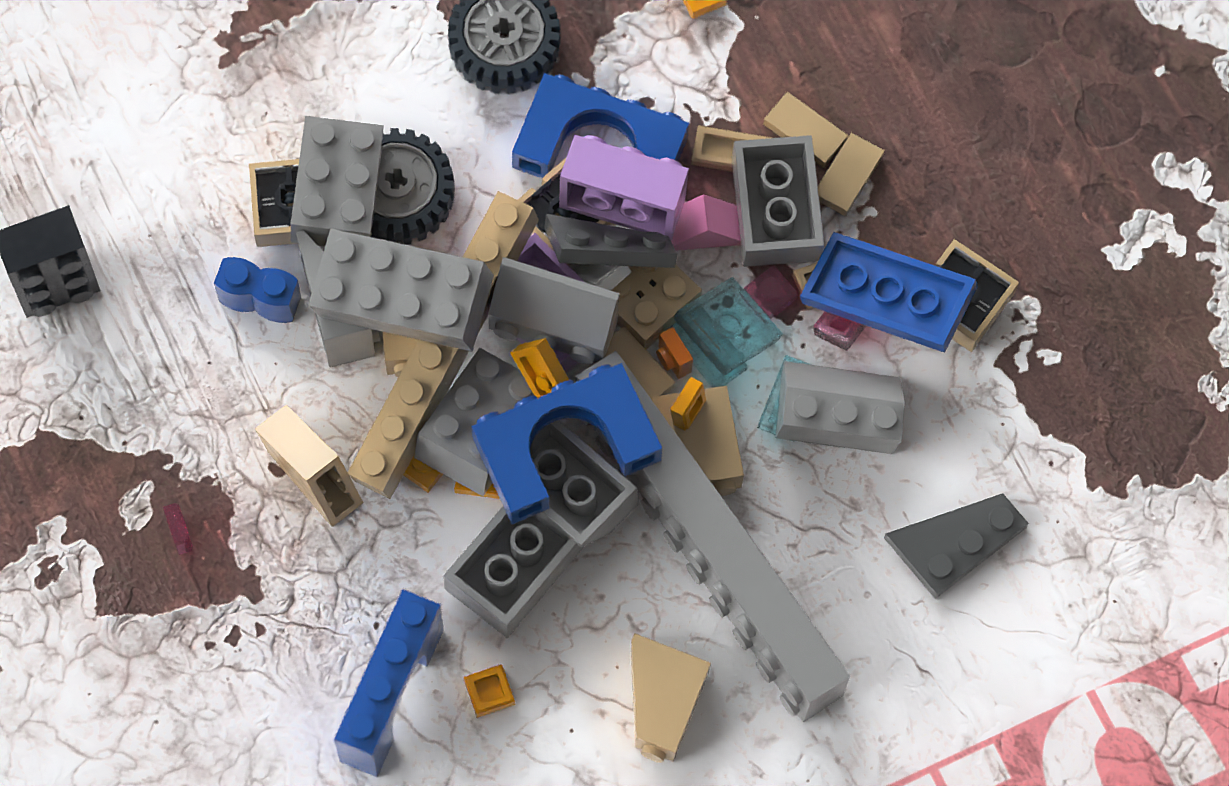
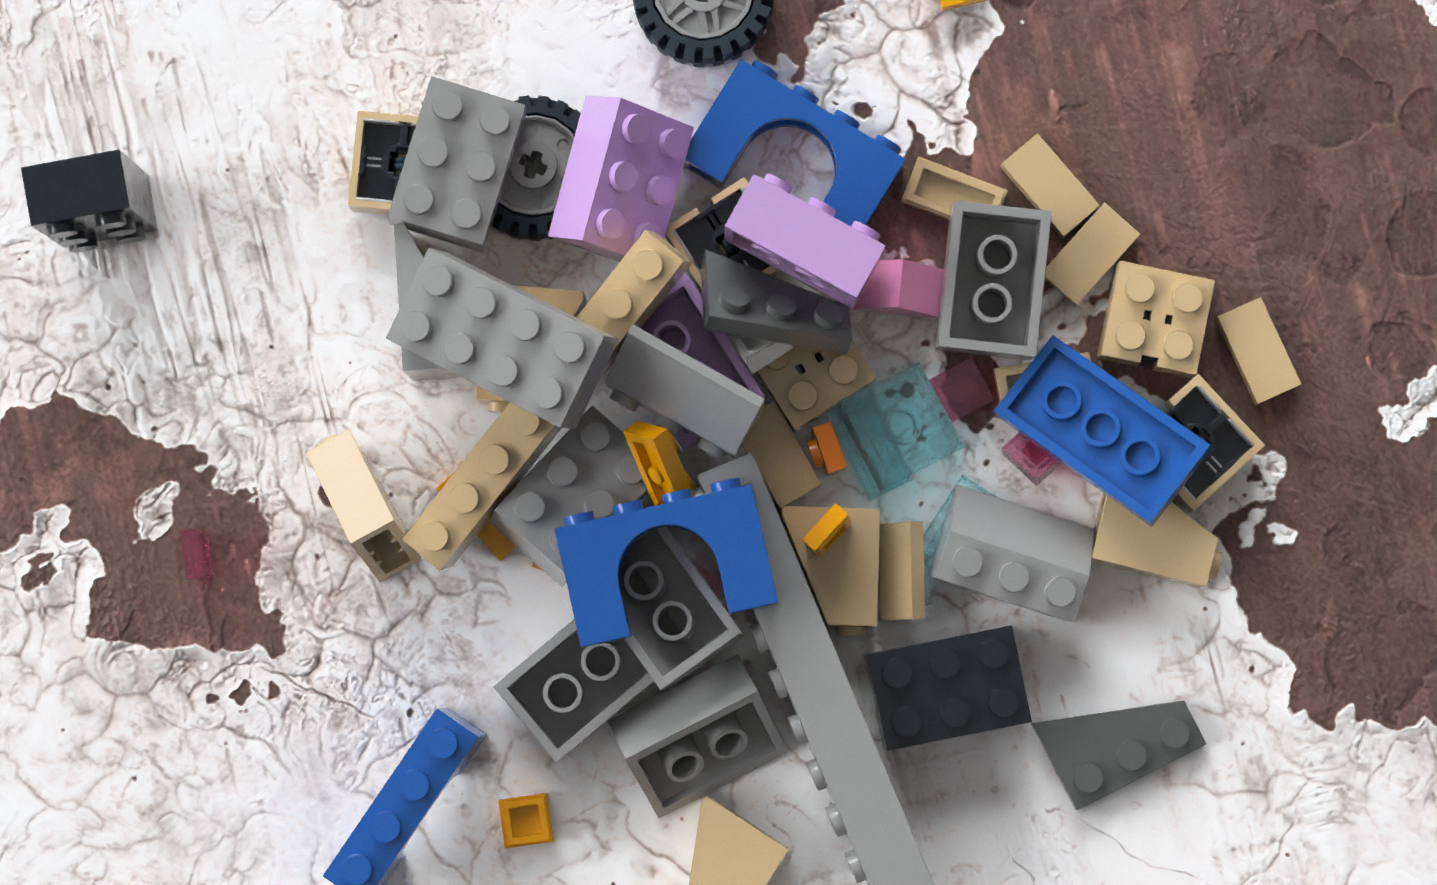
camera: 15 degrees right, 15 degrees up
(248, 288) = (330, 268): blue brick -> none
(464, 168) = (619, 176): none -> lavender brick
(617, 593) = (697, 736): none -> light grey slope
(755, 435) = (902, 571): none -> tan tile
(812, 515) = (948, 688): none -> black brick
(911, 210) = (1172, 329): none -> tan piece
(950, 379) = (1170, 549): none -> tan slope
(996, 221) = (1258, 351): none -> tan tile

